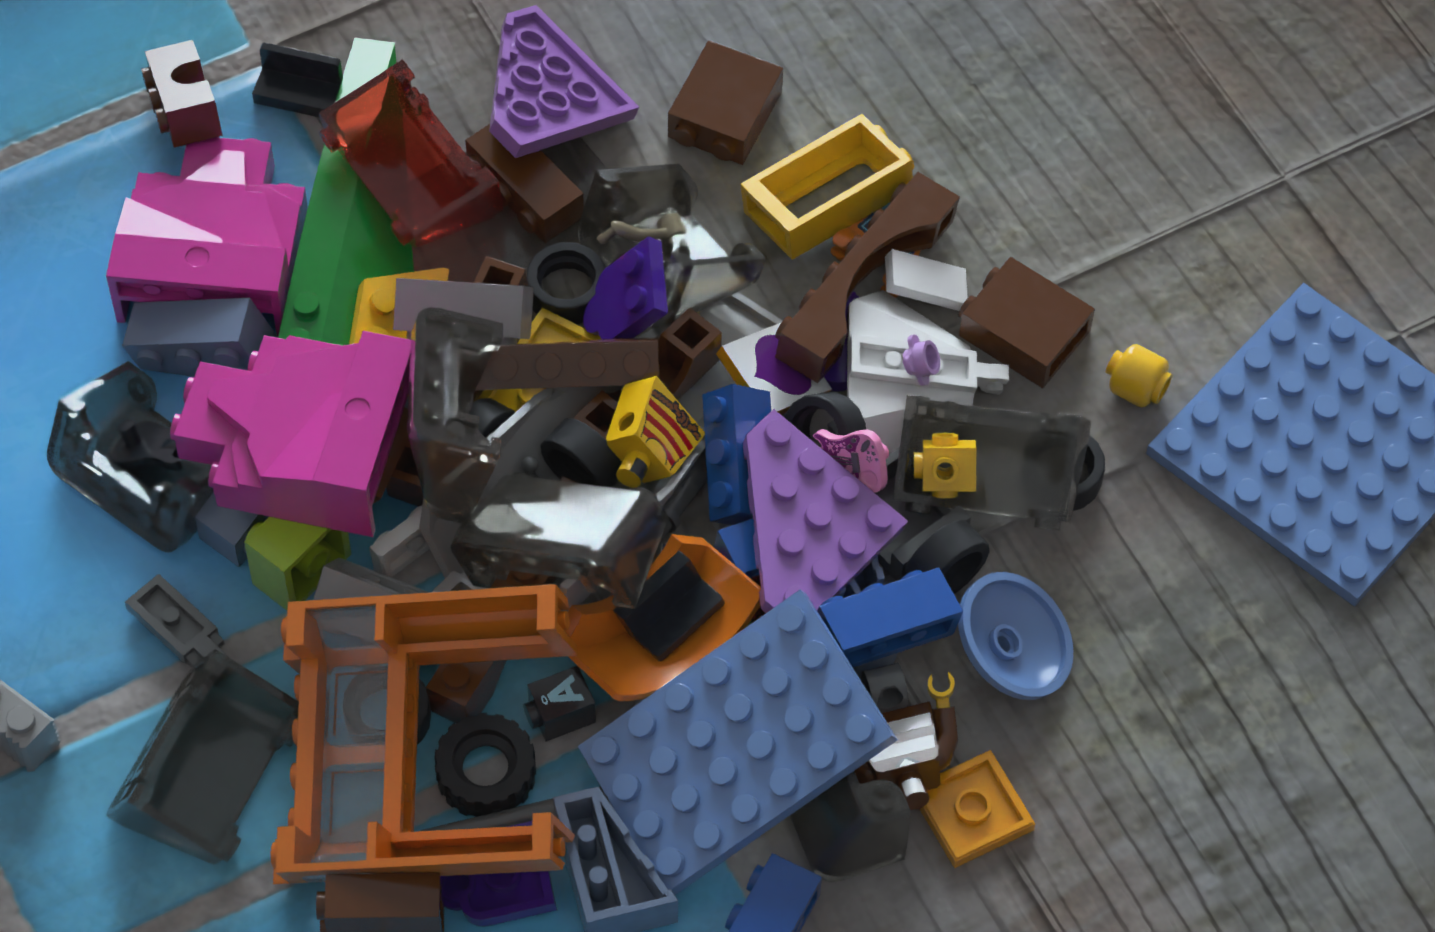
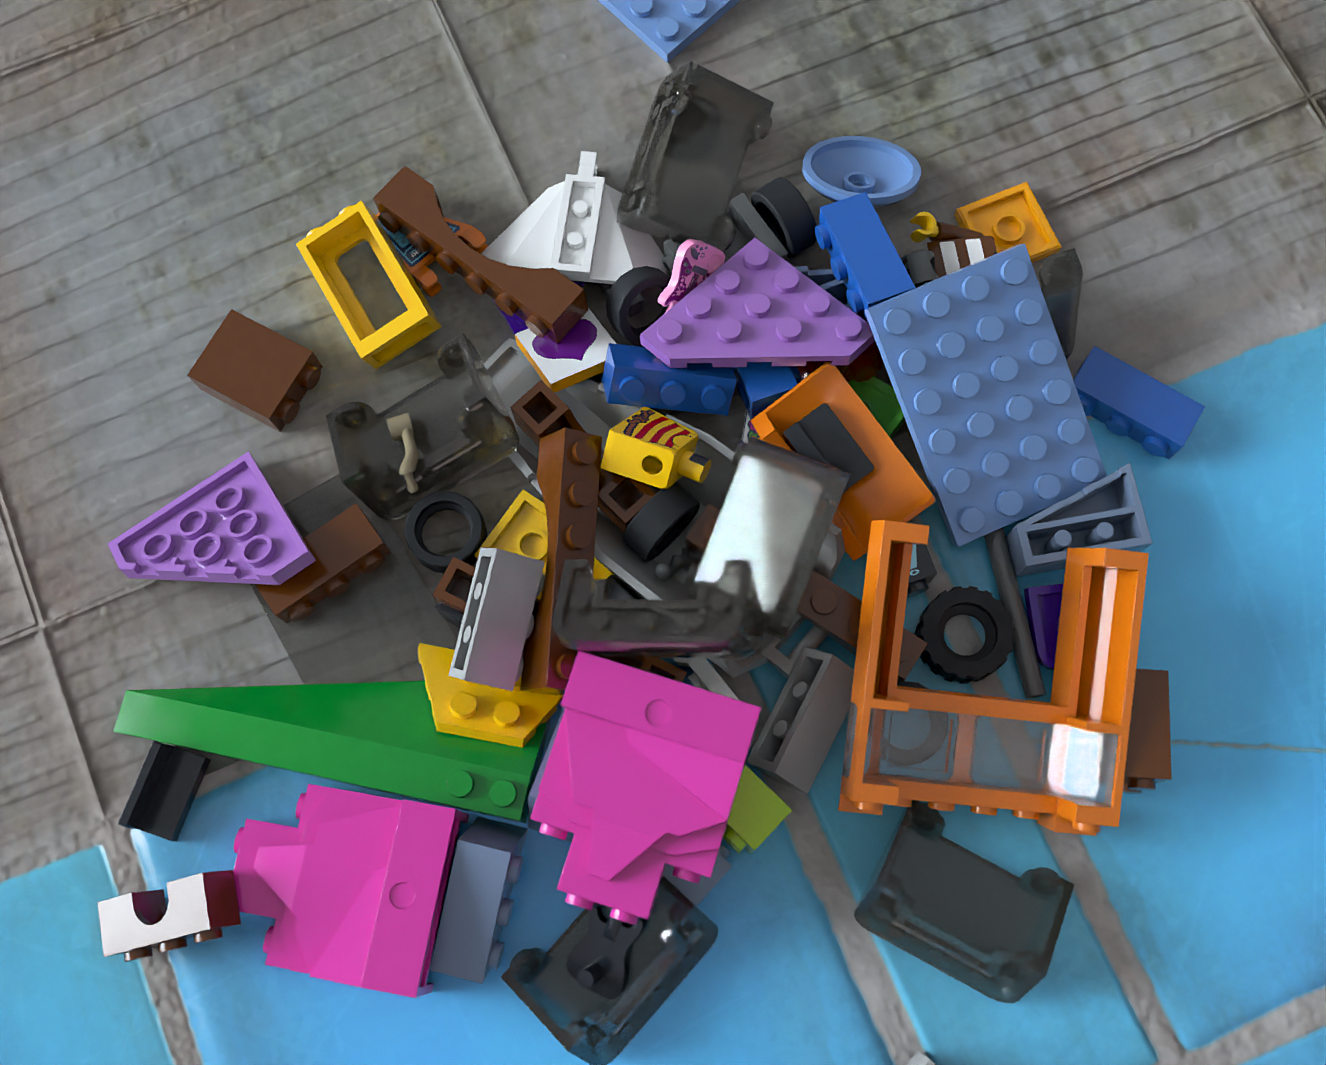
camera: 80 degrees left, 15 degrees up
(174, 621) = (803, 927): dark grey hinge -> none
(409, 159) = (297, 671): clear red windscreen -> none
(629, 294) = (490, 462): dark purple plate -> none
(921, 359) = (586, 210): lavender plate -> none
(925, 280) = (482, 211): white tile -> none
(950, 480) = (699, 198): yellow brick -> none
(1025, 321) = (533, 134): reddish brown brick -> none
(1138, 375) = (600, 50): yellow head -> none

